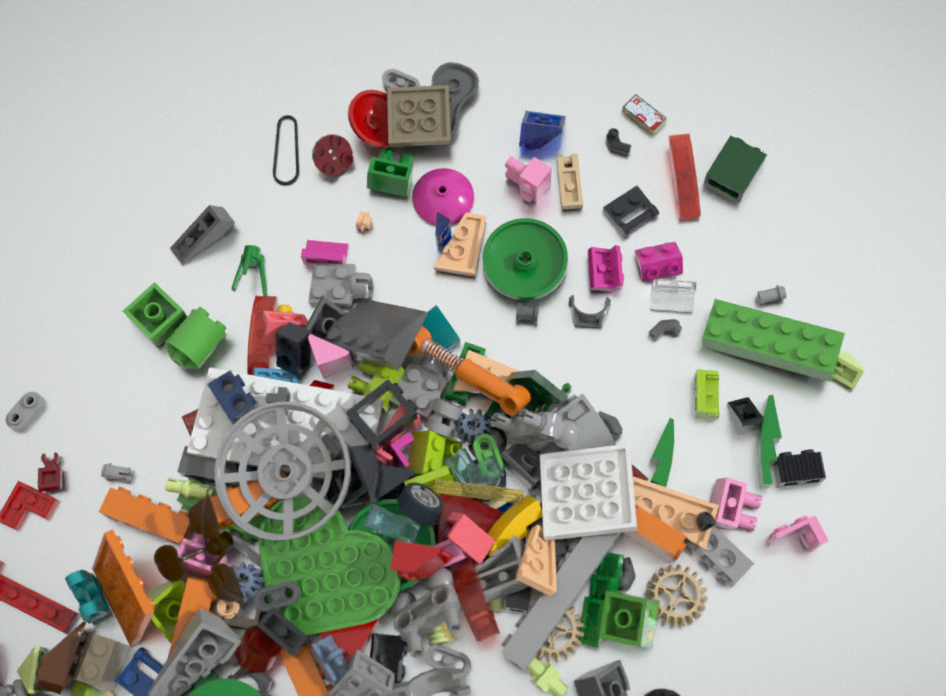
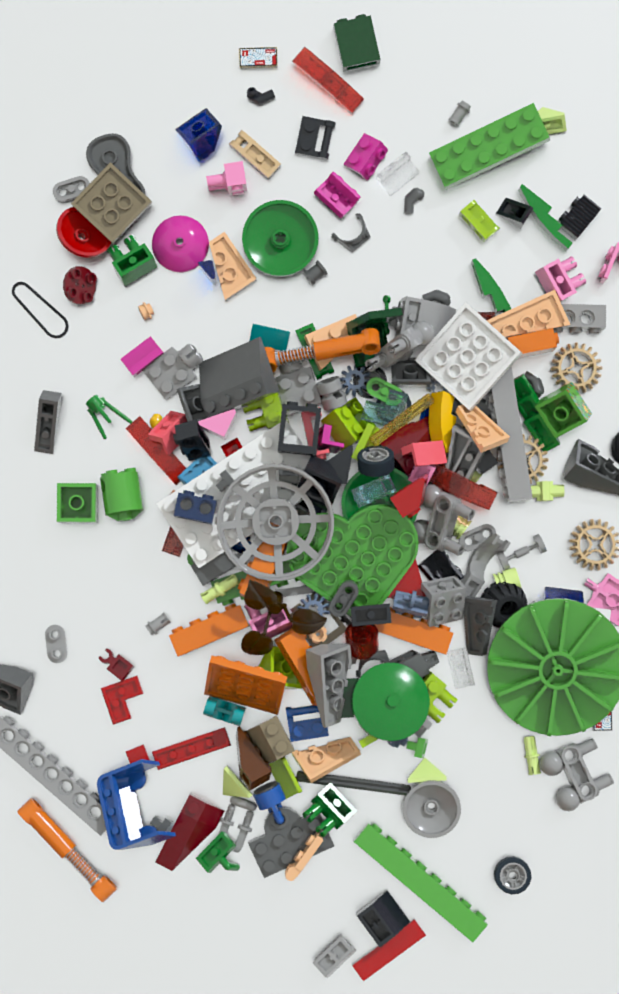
camera: 50 degrees left, 15 degrees up
(705, 521) = (555, 307): black hinge -> none

